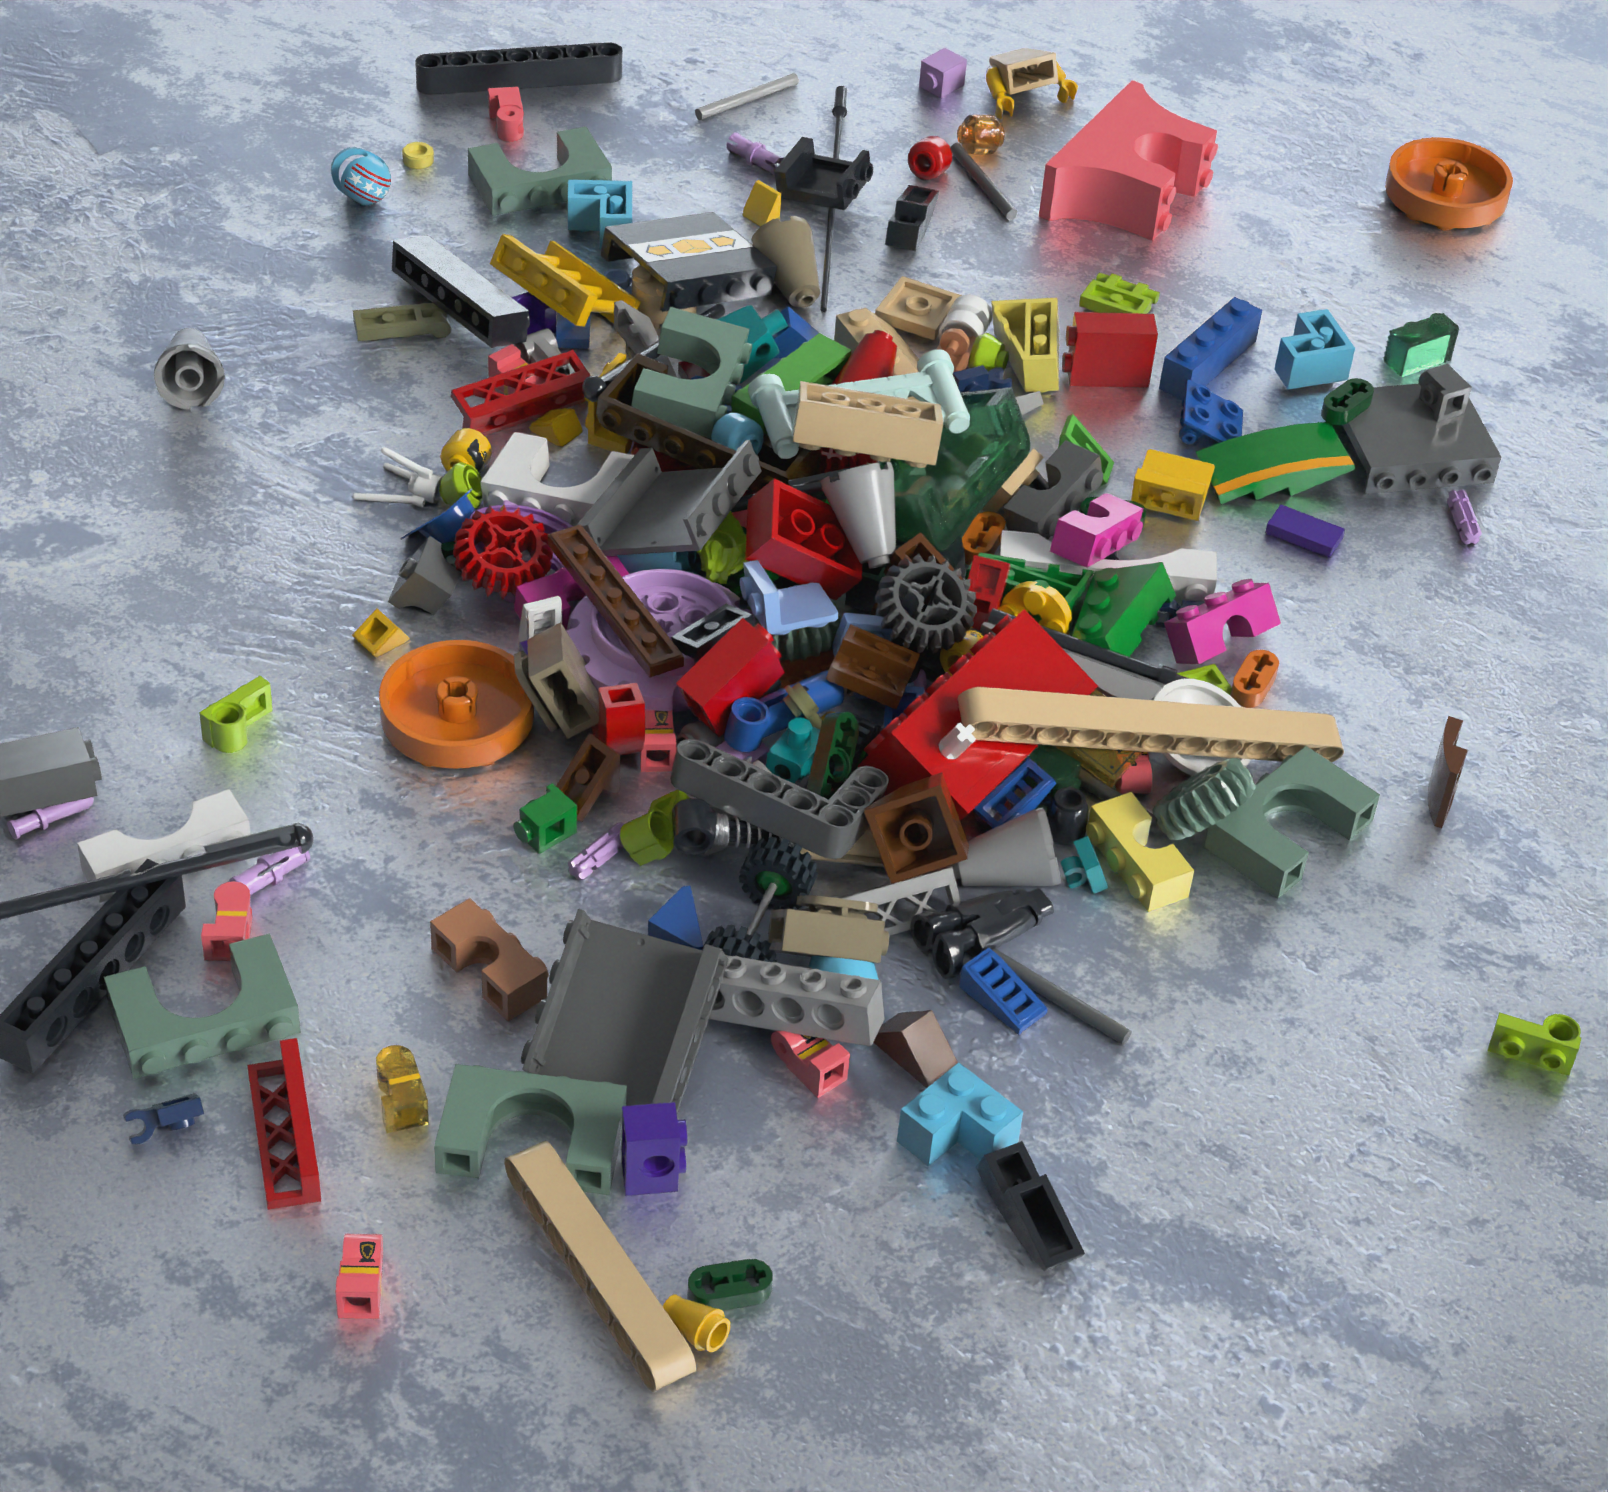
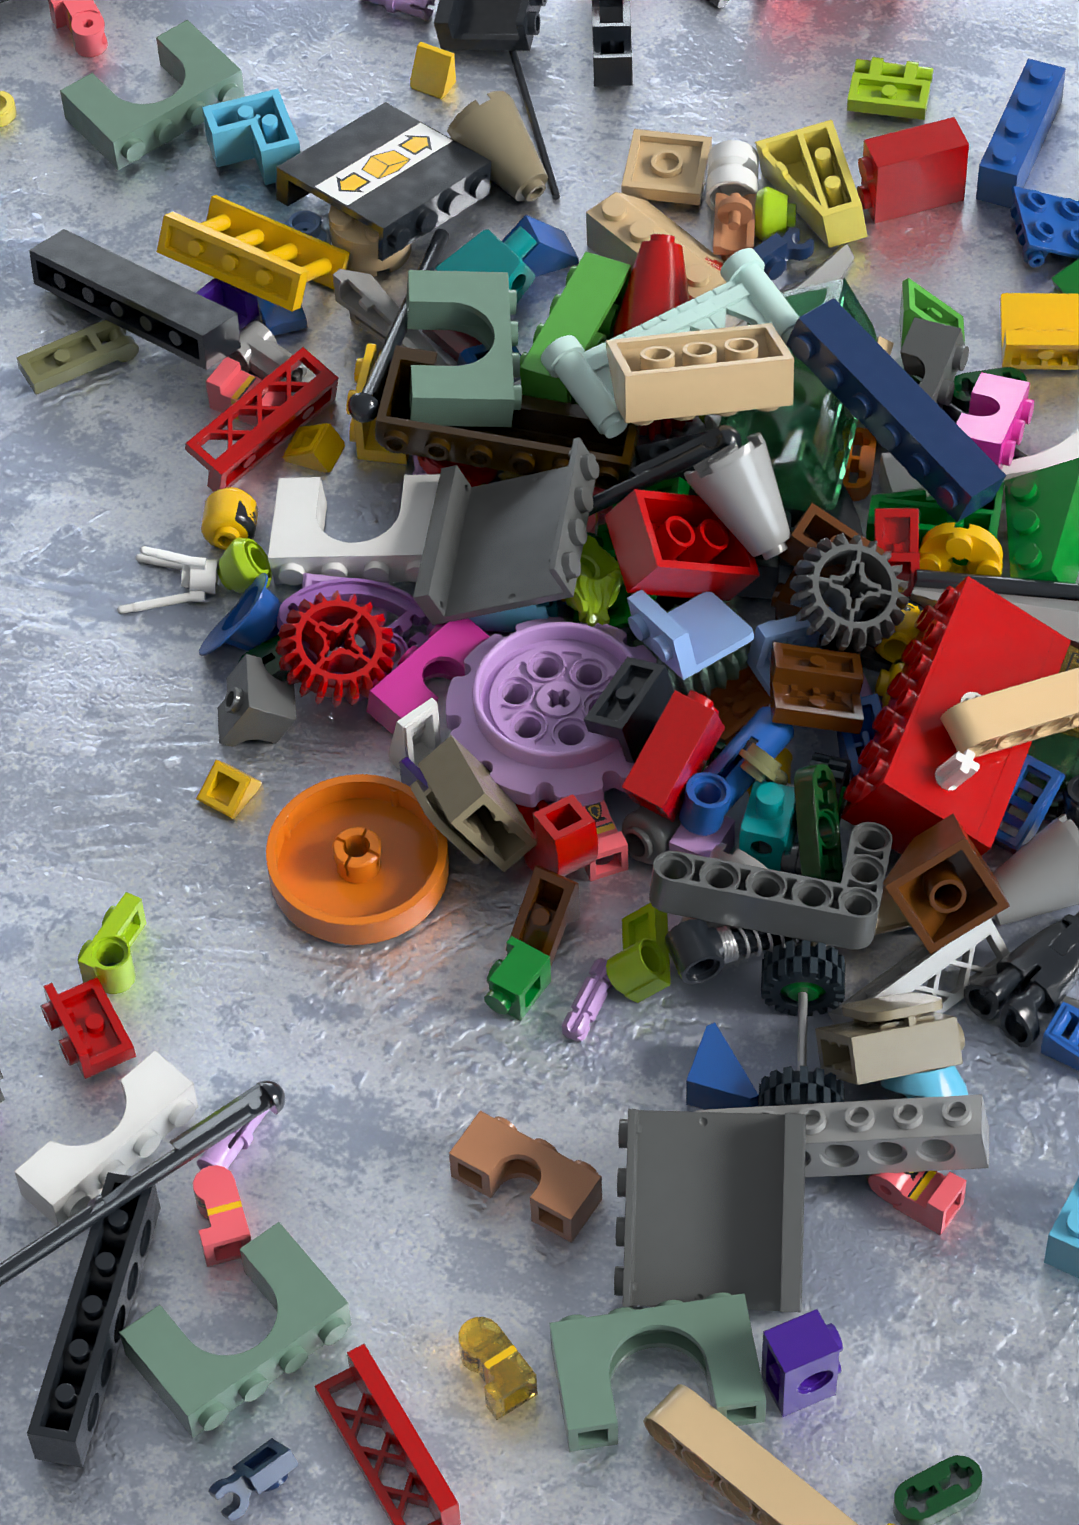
camera: 10 degrees left, 10 degrees up
(188, 764) = (88, 1026): none -> red bracket
(615, 601) = (498, 686): reddish brown tile -> none
(736, 428) = (545, 419): medium azure head -> none
(917, 1045) = (1028, 1141): slope -> none
(1018, 490) = (895, 410): none -> dark blue brick

